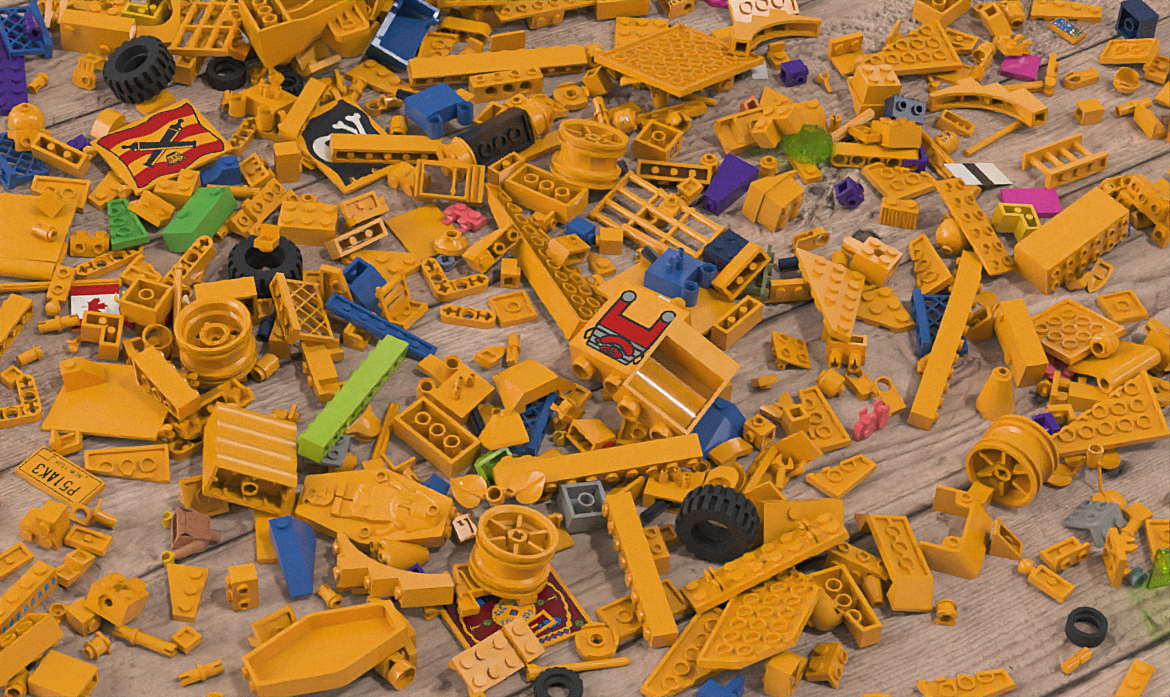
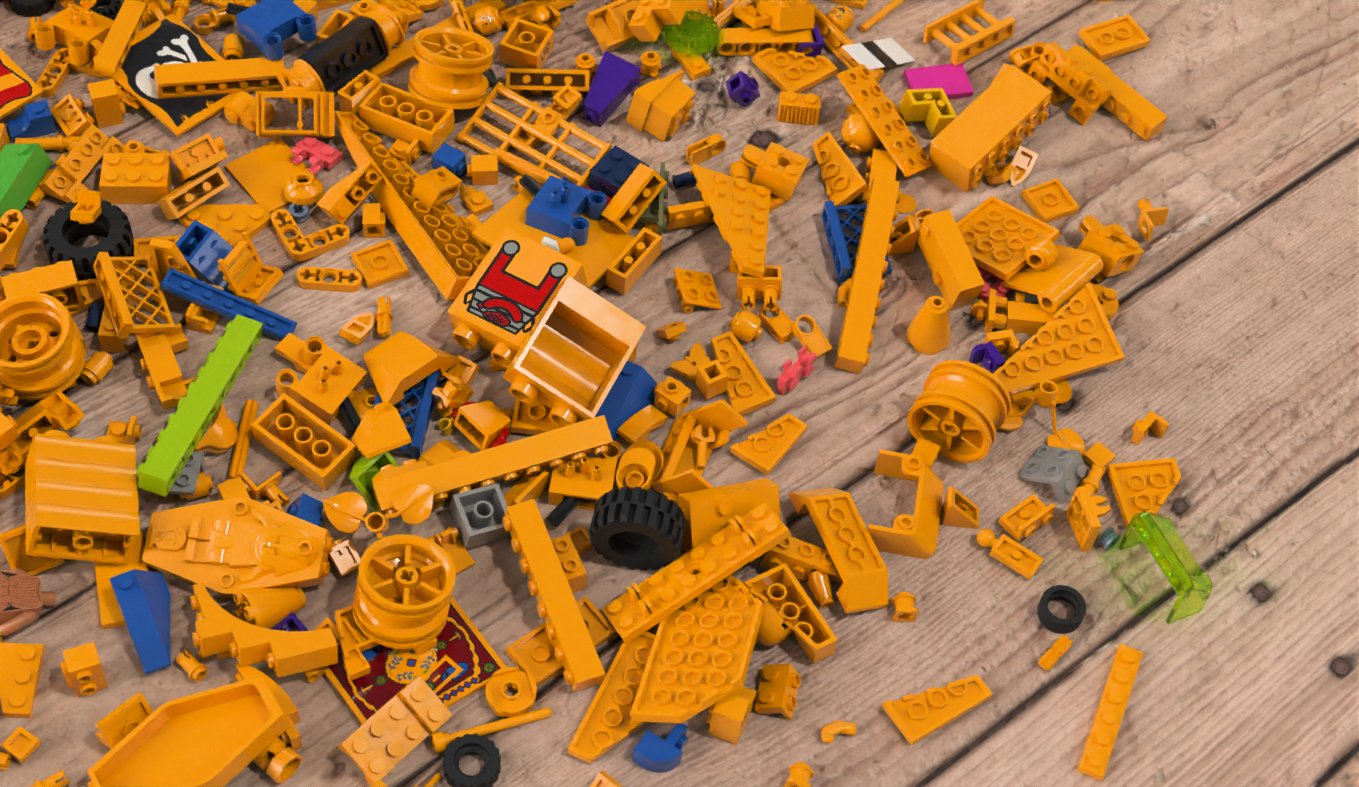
camera: 10 degrees left, 10 degrees up
(884, 309) = (794, 227): light orange plate -> none

